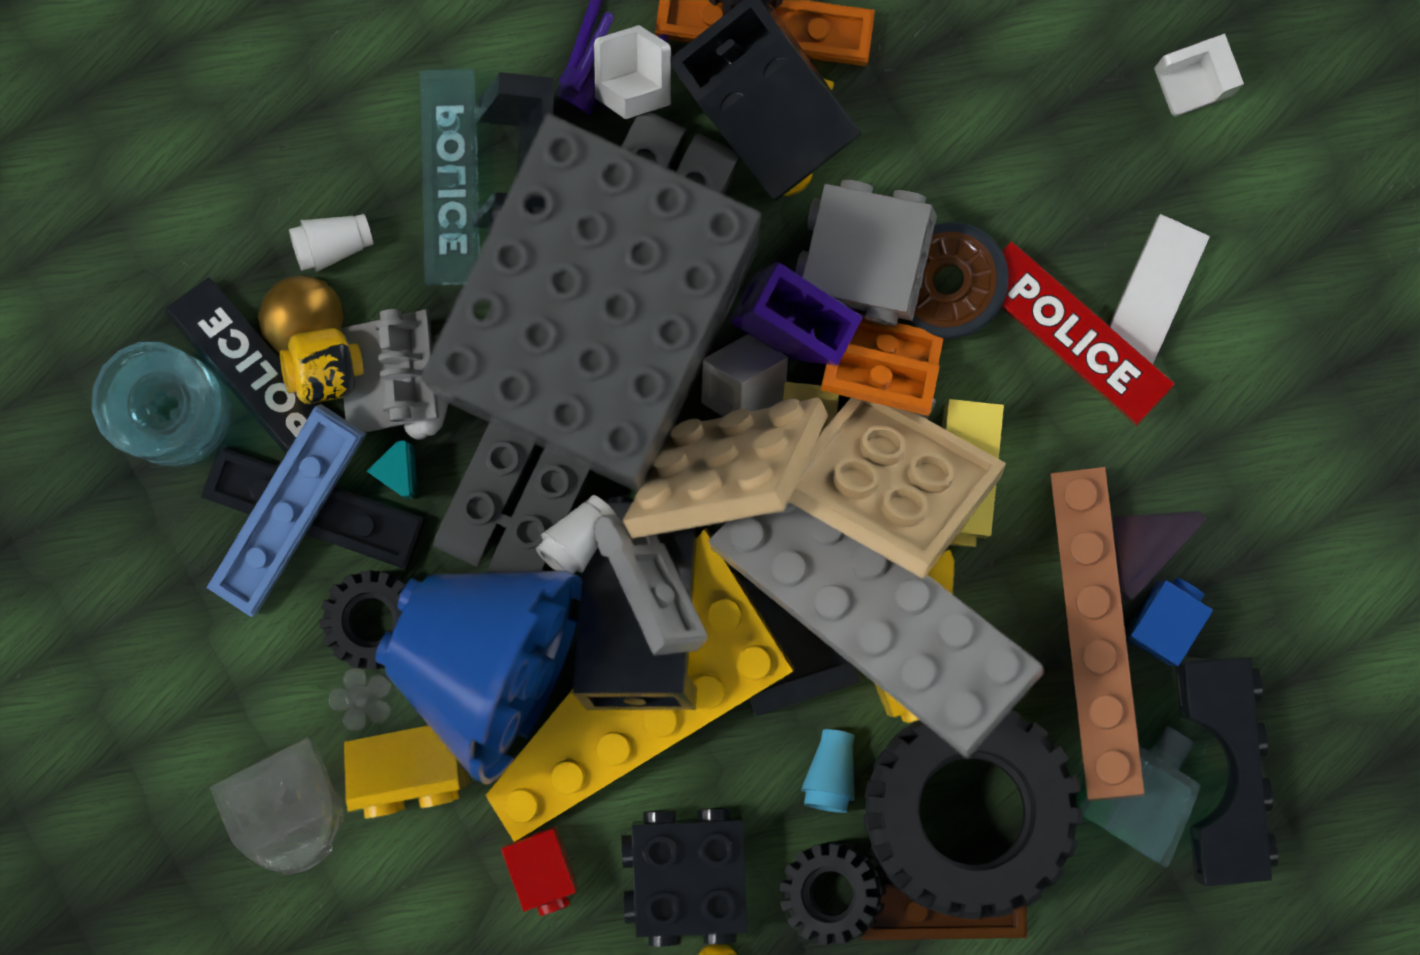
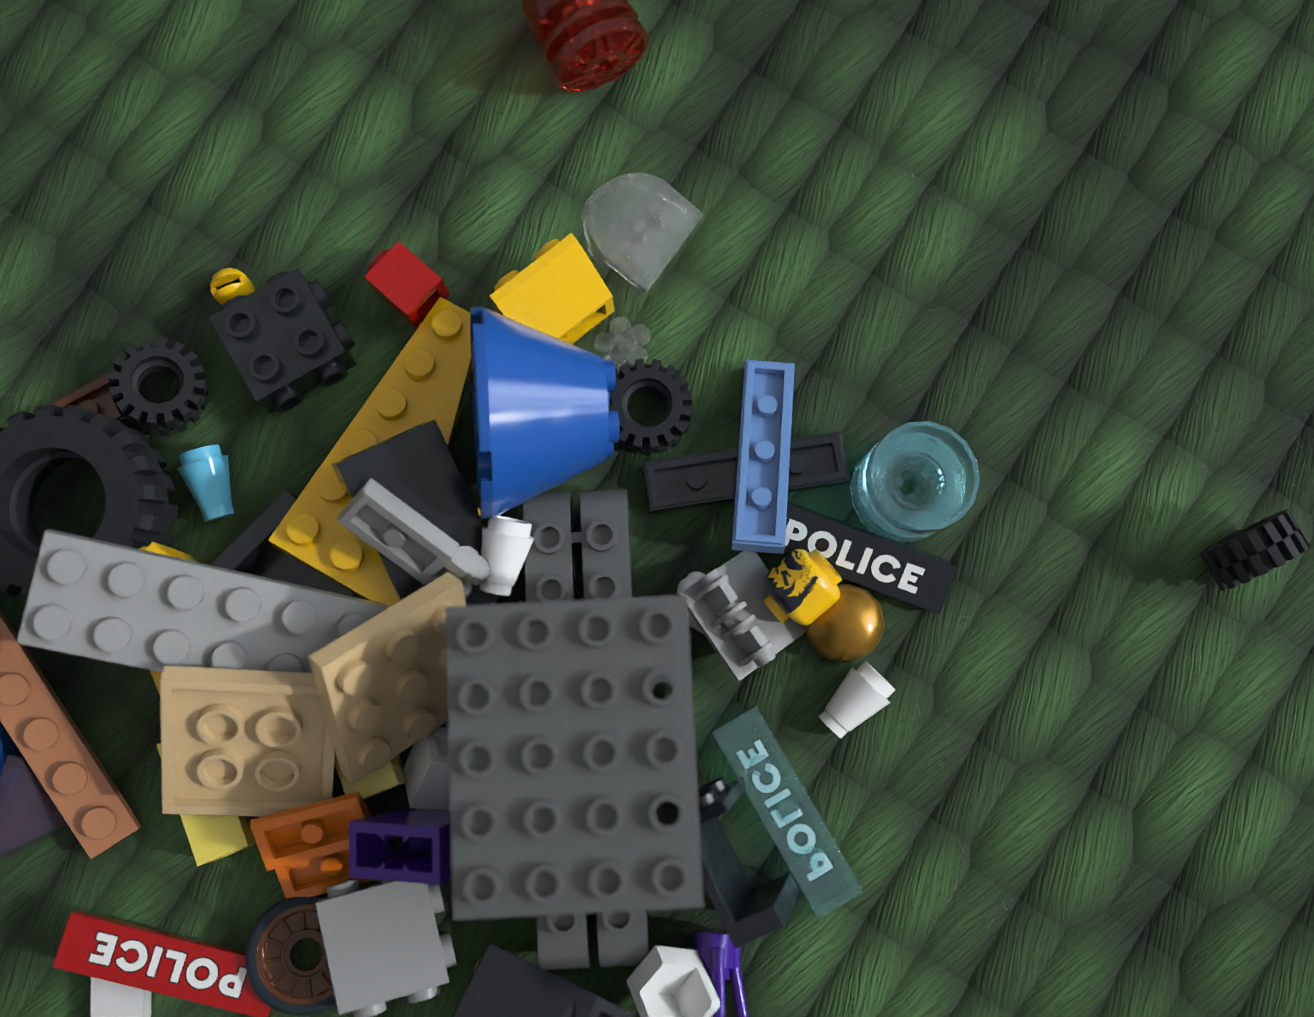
camera: 155 degrees right, 5 degrees down
(398, 469) = (690, 535): teal slope -> none

